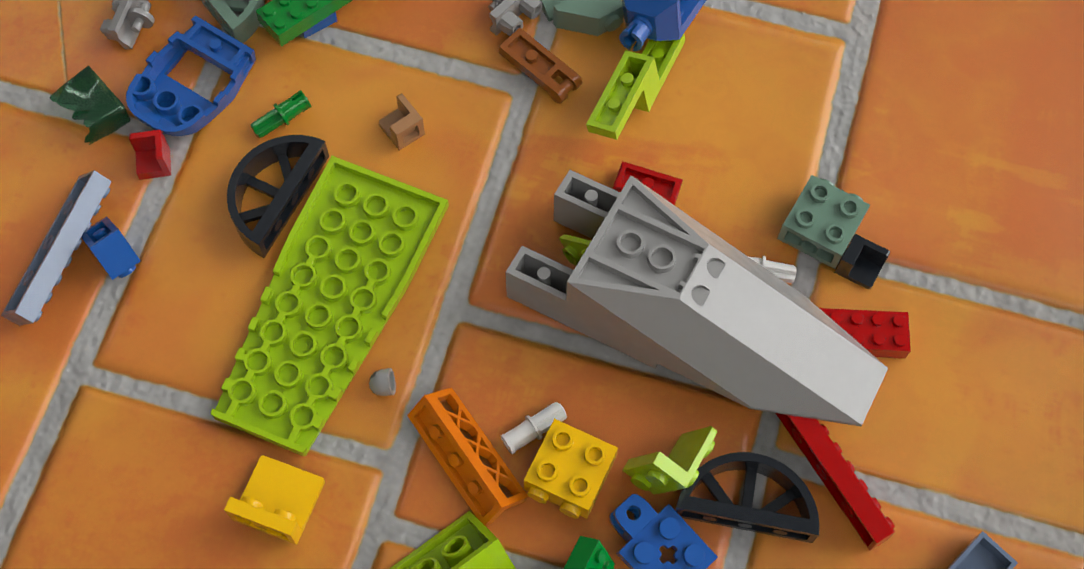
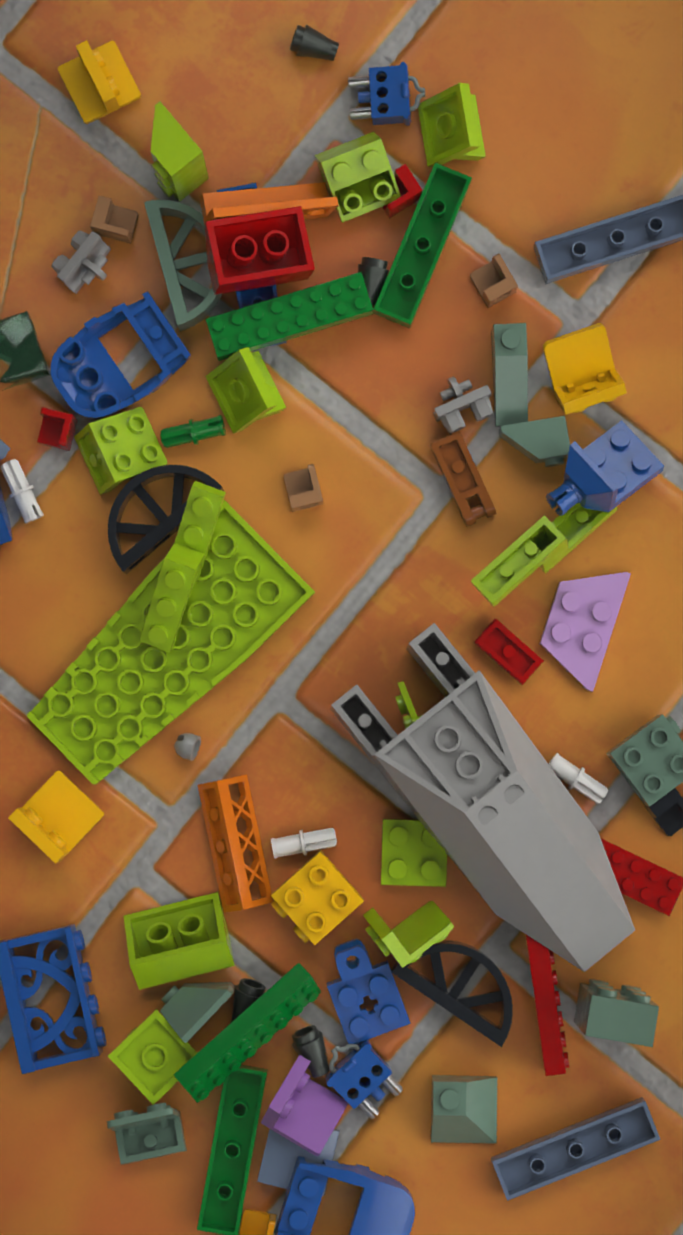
camera: 25 degrees right, 20 degrees up
(136, 220) = (21, 491): none -> white axle
(211, 151) = (119, 448): none -> lime bracket
(313, 61) = (245, 389): none -> lime bracket
(313, 214) = (182, 566): none -> lime bracket
(643, 397) = (411, 855): none -> lime plate
(701, 141) = (583, 623): none -> lavender wing
(913, 448) = (616, 1014): none -> sand green brick

